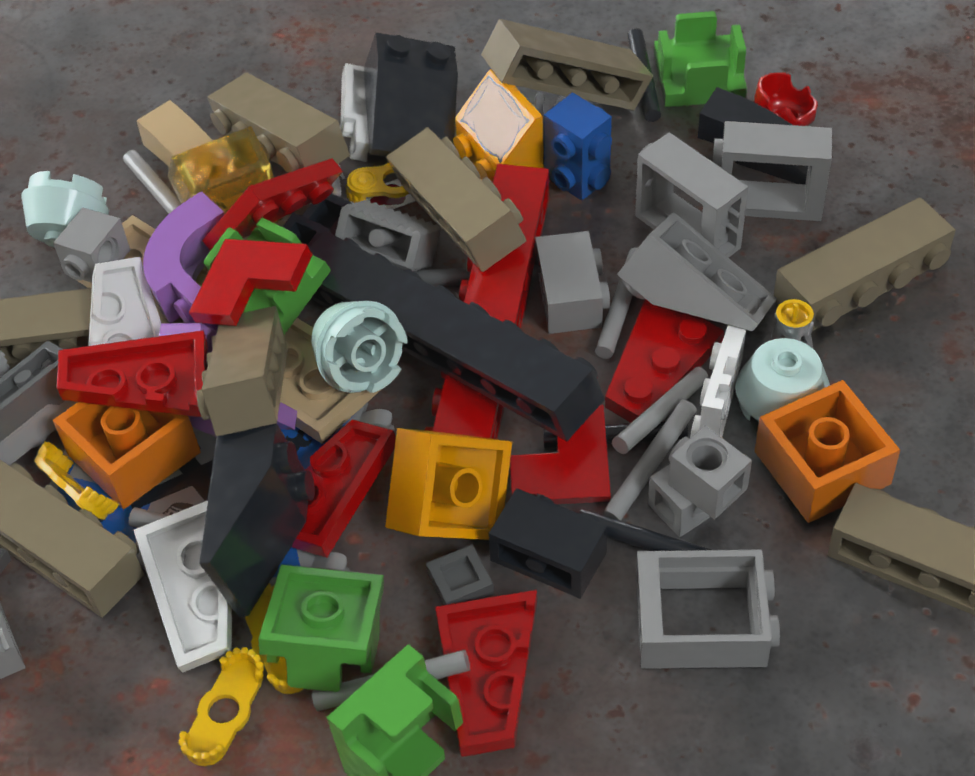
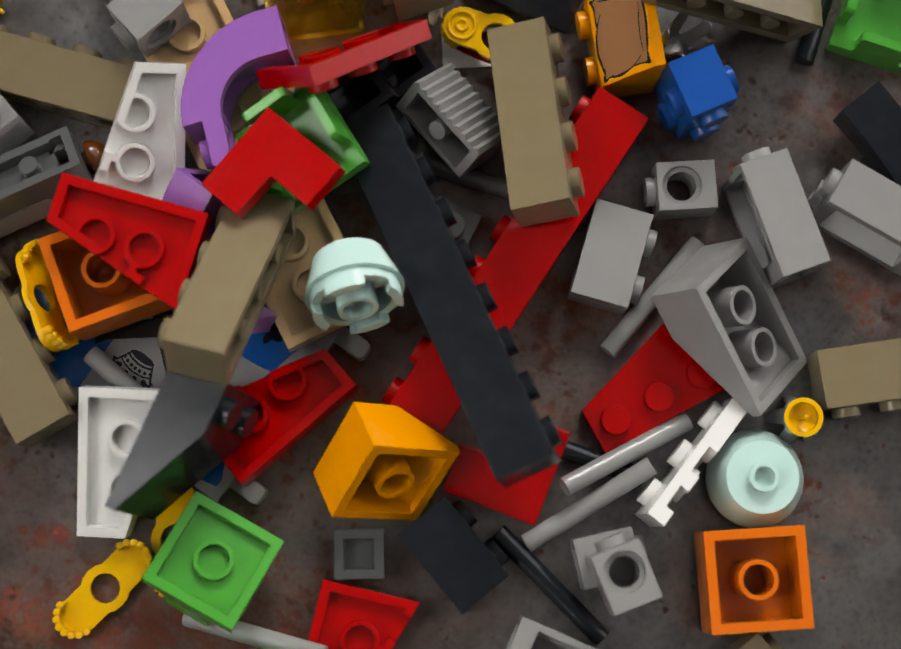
camera: 15 degrees right, 30 degrees up
(606, 214) = (696, 175): none -> light grey brick

